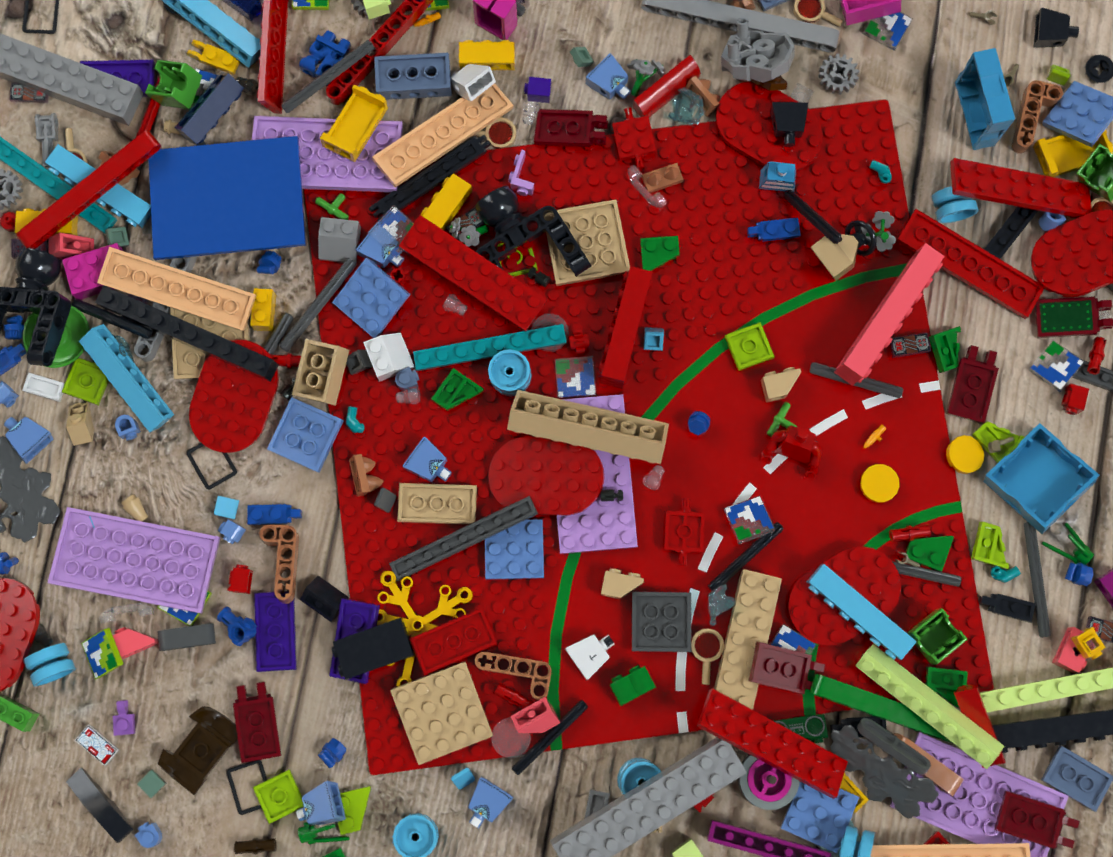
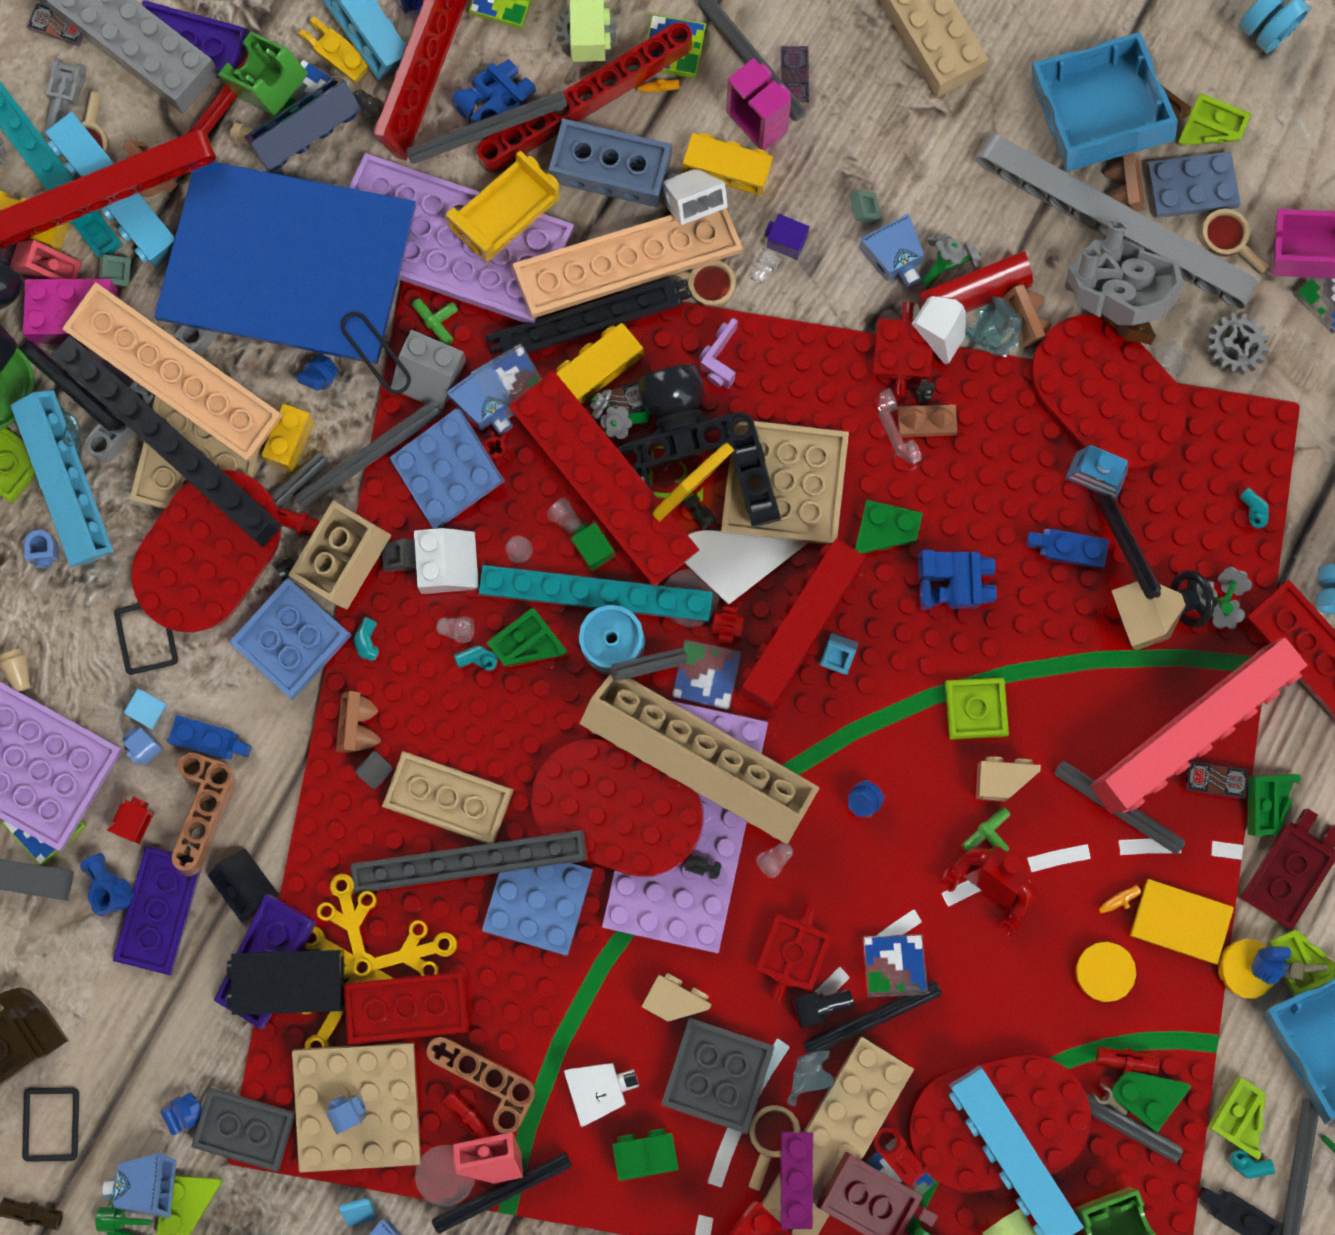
camera: 20 degrees right, 0 degrees up
(256, 725) = (87, 1037): dark red tile -> none
(279, 796) = (87, 1152): lime tile -> none
(296, 243) = (385, 346): none -> black piece
(374, 750) = (244, 1129): none -> dark grey tile
(406, 379) = (461, 602): sand blue plate -> none
(427, 462) = (452, 733): medium blue torso -> none
(428, 409) = (478, 656): none -> teal arm
(432, 334) = (518, 549): none -> clear piece
(437, 717) = (346, 1112): none -> medium blue plate
(478, 318) = (592, 546): none -> green brick
(529, 258) = (692, 481): none -> yellow tile
(537, 380) = (648, 664): none -> dark grey axle
(569, 128) = (814, 306): dark red tile -> none
(572, 301) = (736, 561): none -> white sticker
(653, 116) = (942, 325): none -> white slope
(655, 160) = (924, 391): none -> pearl dark grey piece
(709, 560) = (816, 1007): none -> black pin
(715, 266) = (964, 575): none -> blue hips
(731, 668) = (796, 1180): none -> magenta brick
(788, 120) = (1139, 392): black torso -> none
(790, 636) = (899, 1158): none -> red piece
(916, 438) = (1181, 921): none -> yellow tile
(978, 446) = (1271, 964): none -> blue piece

